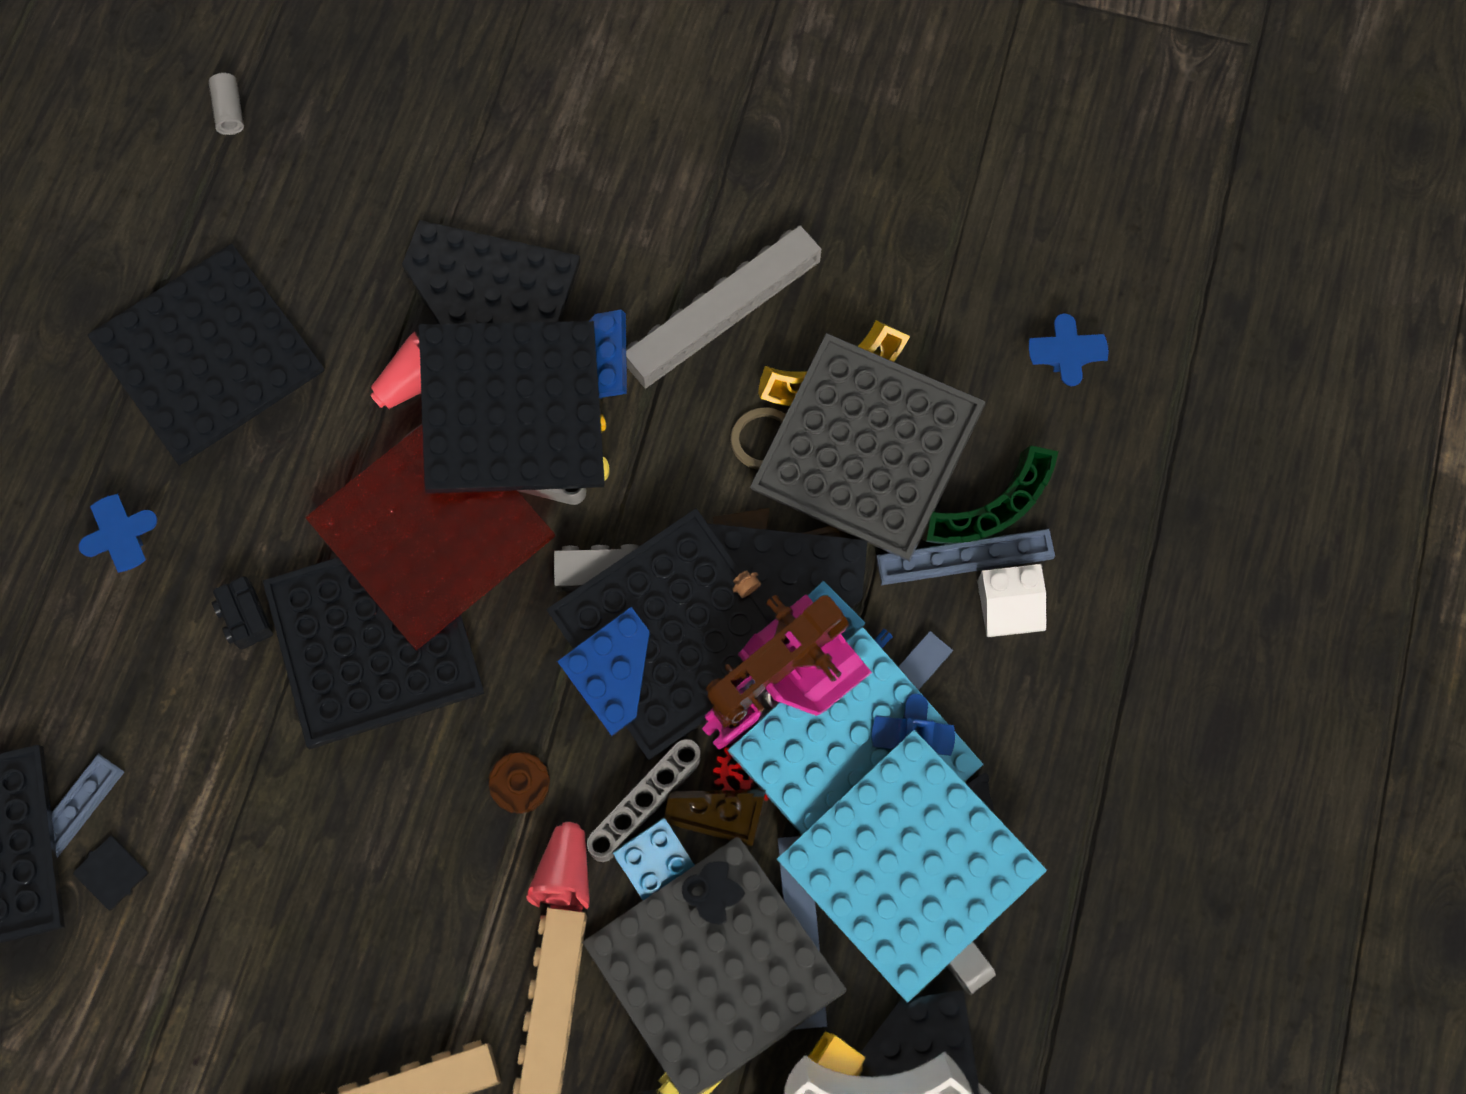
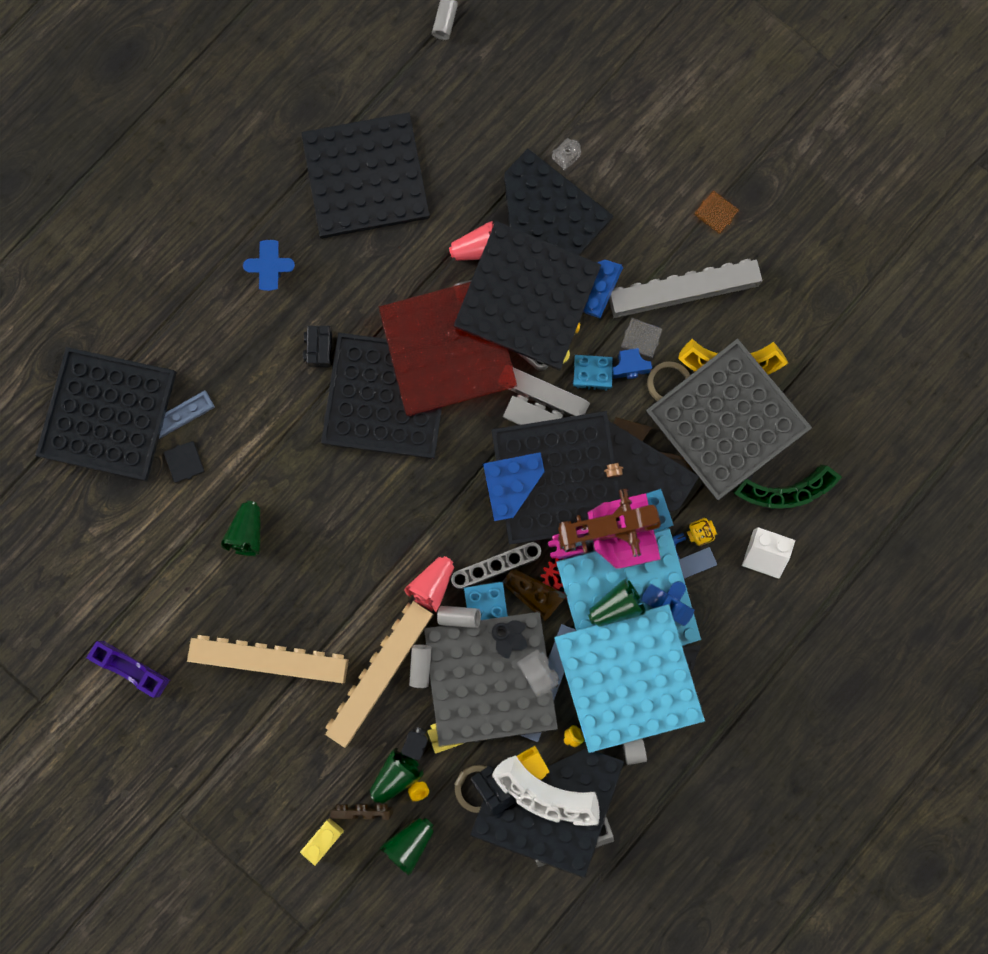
camera: 30 degrees right, 10 degrees up
(247, 929) = (244, 531): none -> dark green cone
(476, 211) = (563, 158): none -> clear brick
(527, 779) = (430, 520): reddish brown tile -> none
(602, 999) = (420, 666): none -> light grey pin
(603, 528) = (549, 395): none -> light grey beam
(625, 898) = (459, 616): none -> light grey pin
(651, 471) = (593, 372): none -> dark azure hinge
(696, 397) = (641, 336): none -> clear piece
(699, 437) = (631, 365): none -> blue brick
(716, 192) = (716, 212): none -> clear orange piece
(779, 921) = (538, 674): none -> clear brick
(843, 767) = (617, 605): none -> dark green cone
(874, 991) = (573, 736): none -> yellow tile
(909, 615) = (702, 531): none -> yellow head
(967, 557) = (754, 513): sand blue tile -> none
(1067, 350) = (882, 415): blue piece -> none

